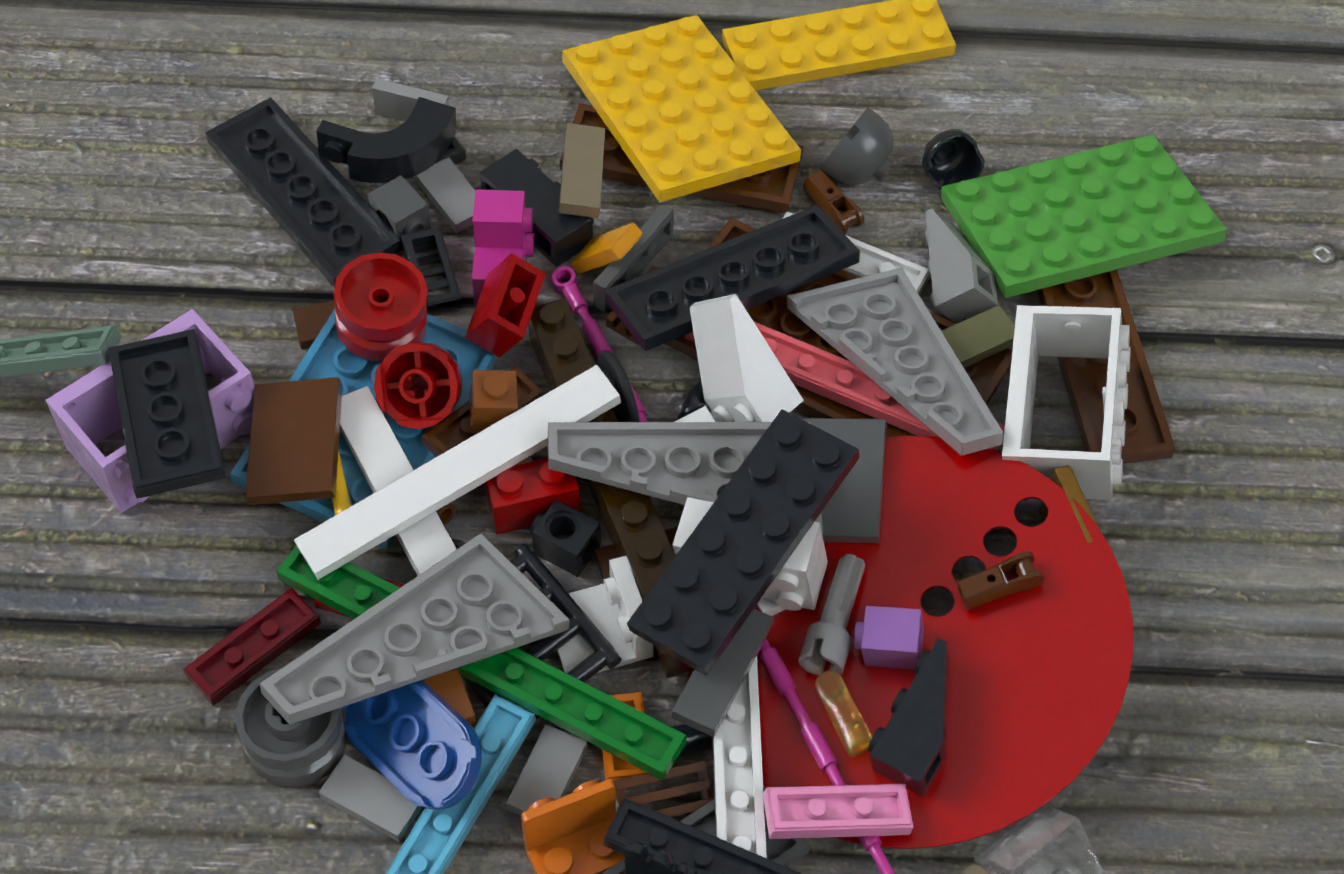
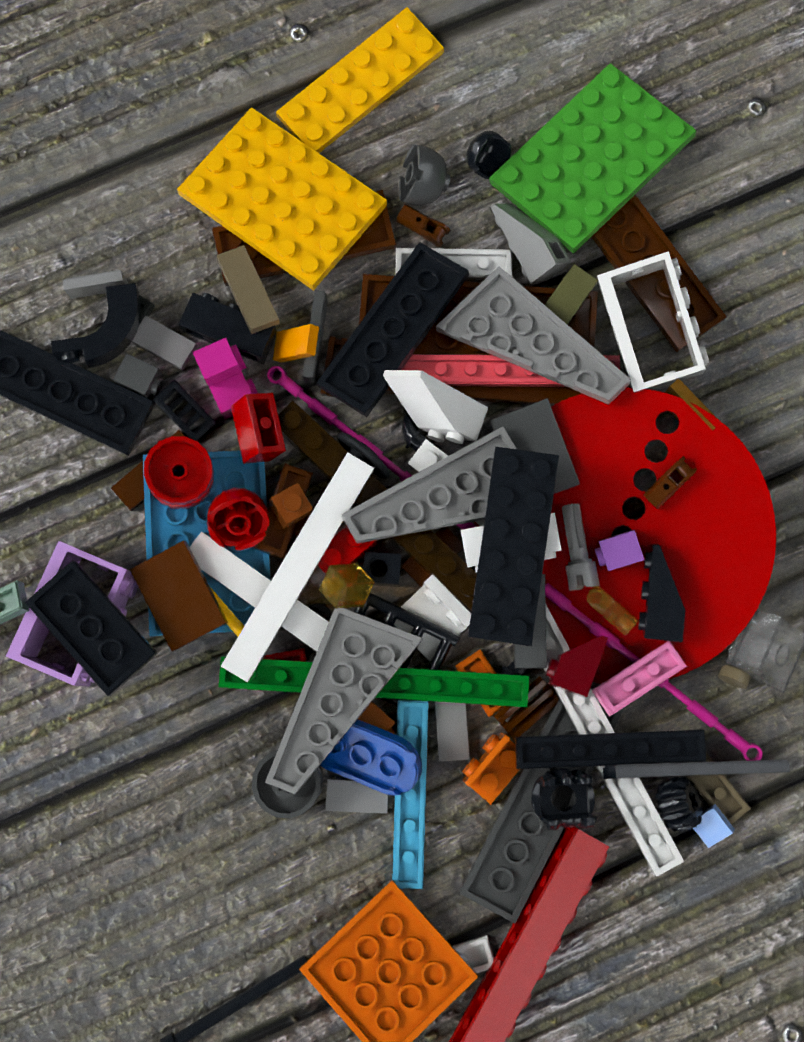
camera: 25 degrees left, 25 degrees up
(252, 646) = (228, 736): dark red tile -> none
(507, 520) = (346, 586): none -> clear yellow brick
(757, 745) = (577, 667): none -> dark red slope

